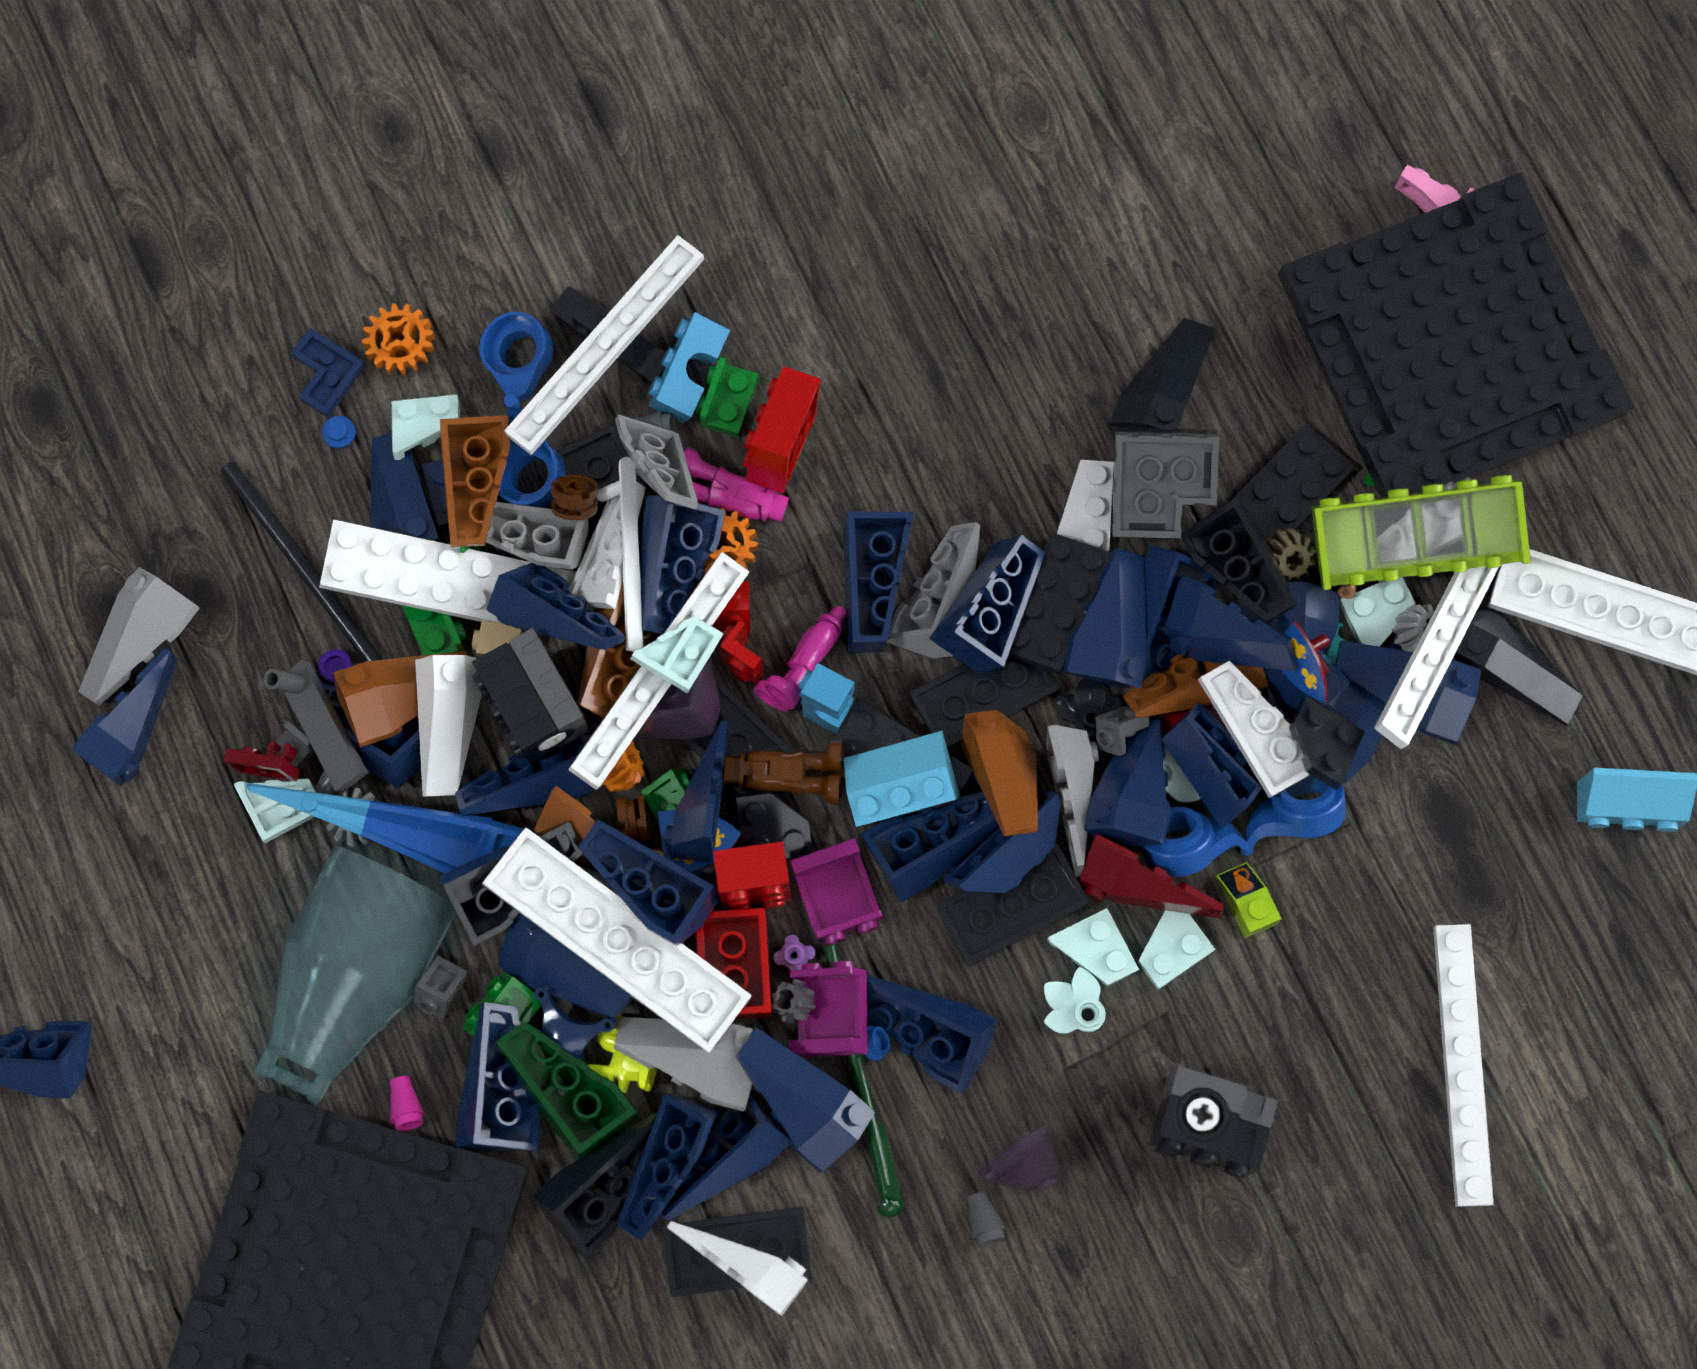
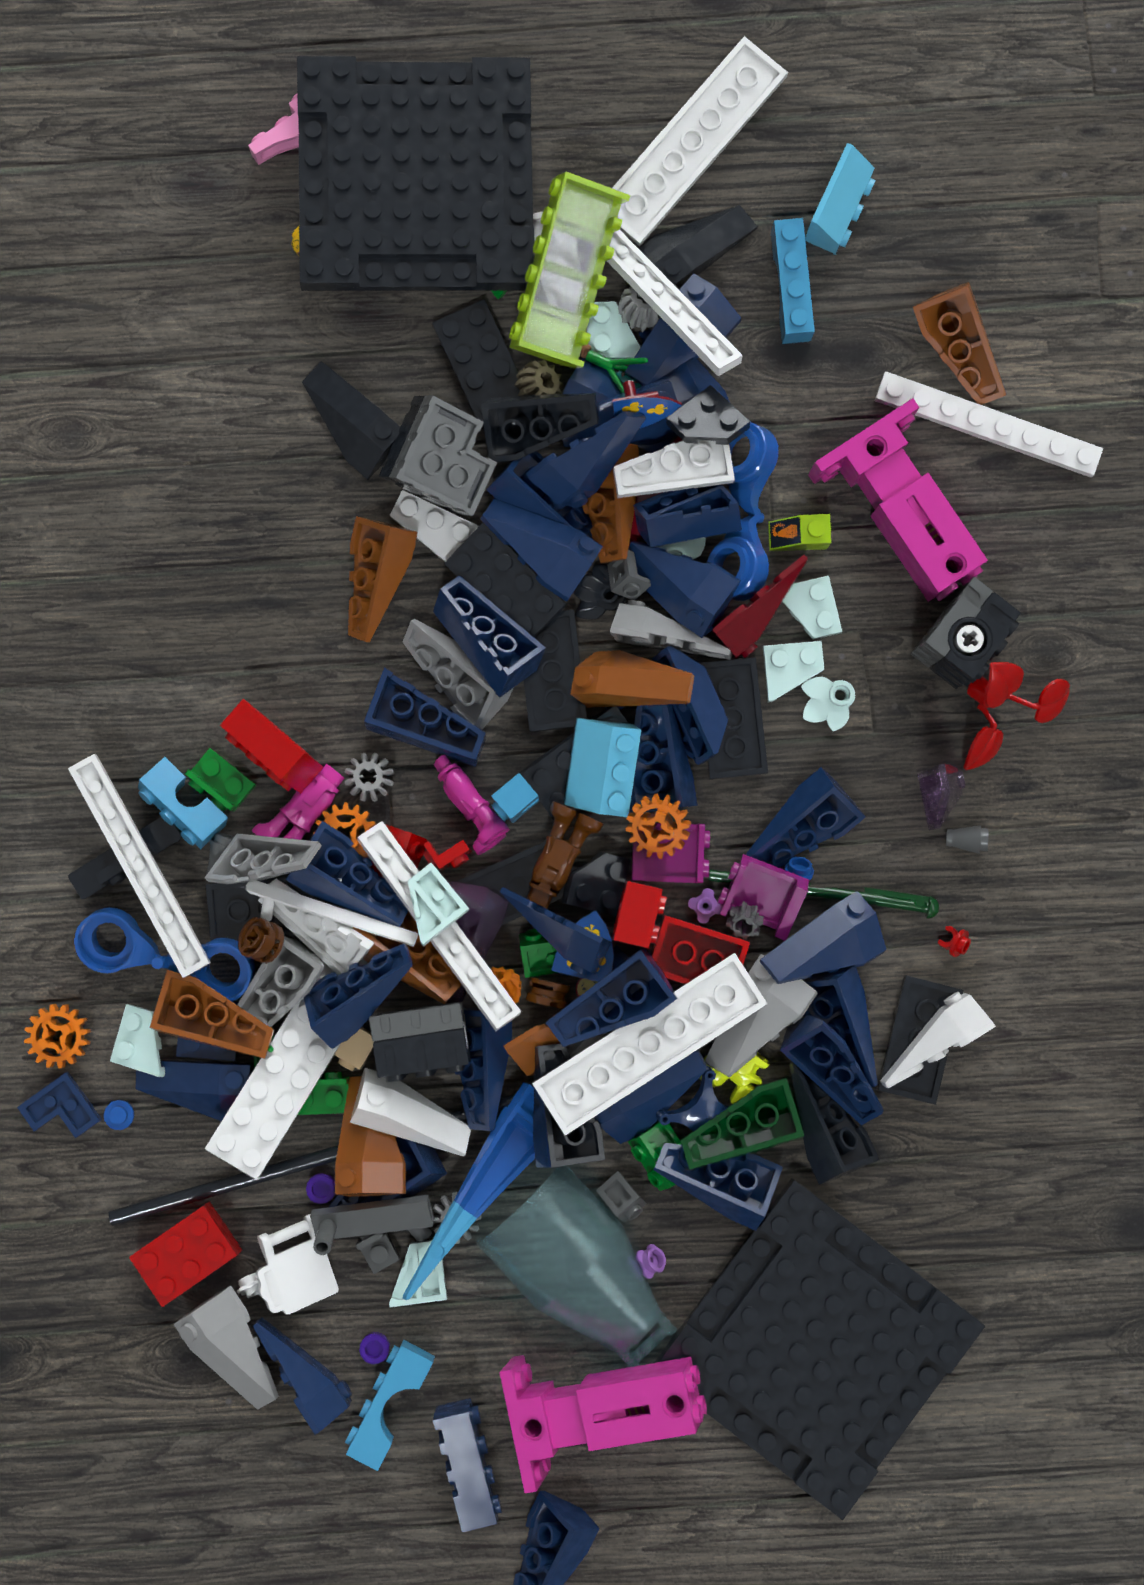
camera: 75 degrees left, 10 degrees up
(89, 819) = (372, 1438): none -> dark azure arch
(92, 929) = (467, 1464): none -> wedge
(184, 787) = (374, 1348): none -> dark purple tile
(196, 1040) = (601, 1411): none -> dark pink brick
(208, 633) = (248, 1285): none -> white plate
(217, 553) = (185, 1254): none -> red brick
(233, 672) = (296, 1274): none -> white piece
(273, 765) = (389, 1267): dark red plate -> none
(387, 1050) = (651, 1260): none -> medium lavender plate
(405, 1107) = (706, 1259): dark pink cone -> none
(806, 545) = (370, 767): none -> light grey gear
(858, 861) = (669, 828): none -> orange gear
(862, 1254) = (959, 943): none -> red plate
(1031, 469) = (380, 562): none -> dark orange wedge
(1161, 1173) = (1002, 683): none -> red plant
(1331, 996) = (906, 505): none -> dark pink brick
(1342, 623) = (610, 365): none -> green plant
(1523, 781) = (794, 282): none -> dark azure arch
(1547, 990) = (959, 337): none -> dark orange wedge

